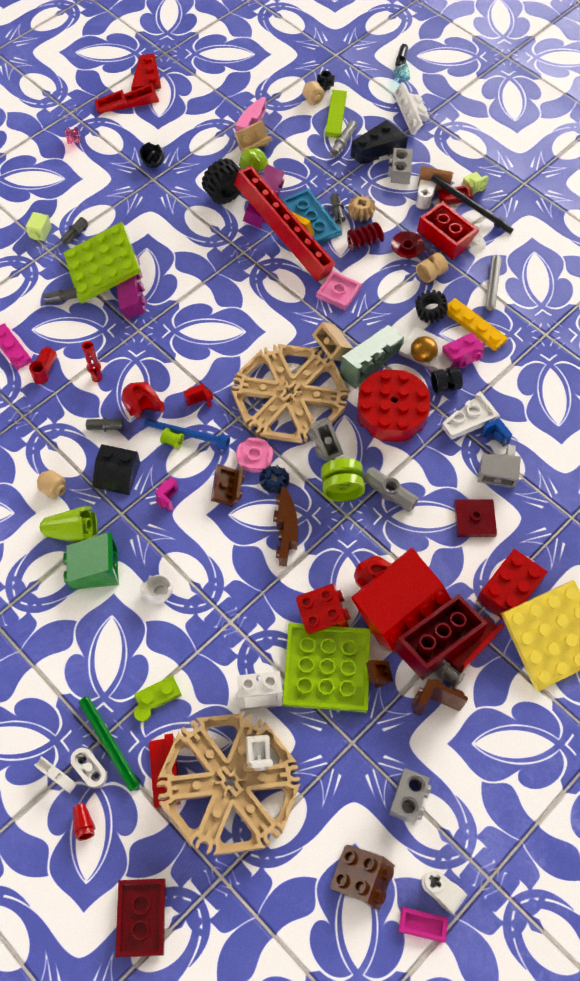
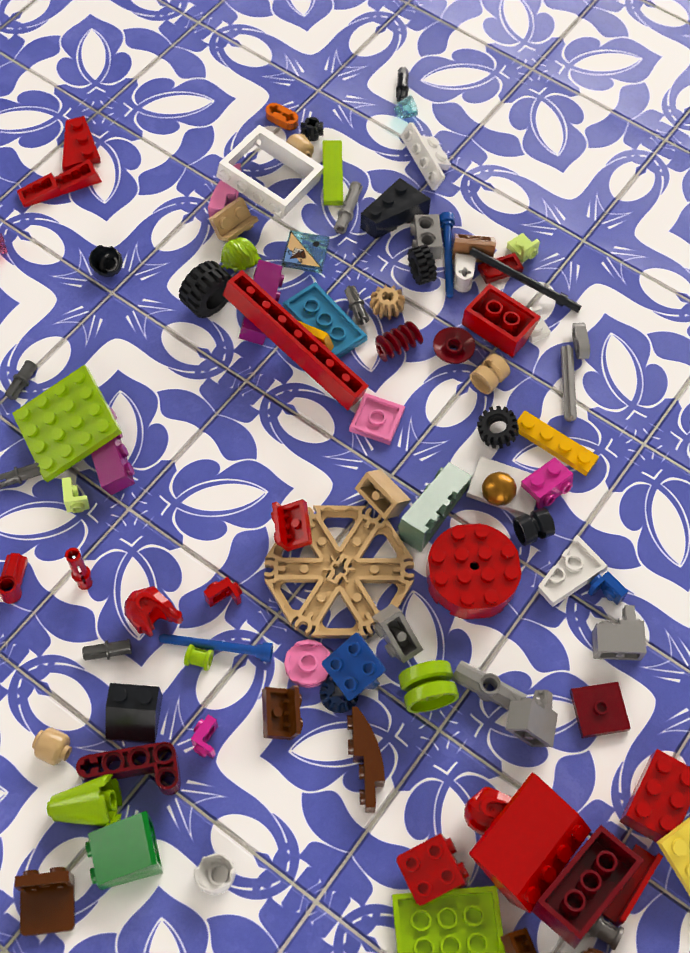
camera: 10 degrees left, 0 degrees up
(28, 588) = (46, 901): none -> reddish brown bracket
(97, 317) = (72, 500): none -> yellowish green bracket
(104, 508) = (129, 769): none -> dark red beam
(258, 353) = (291, 525): none -> red bracket
(288, 459) = (354, 667): none -> blue bracket
(299, 93) = (282, 152): none -> white window
(304, 69) = (284, 118): none -> orange beam
(305, 166) = (305, 251): none -> tile
(393, 183) = (422, 264): none -> black tyre
(418, 157) = (447, 221): none -> blue piece
(420, 515) = (533, 719): none -> light grey hinge
(508, 253) = (580, 340): none -> light grey beam

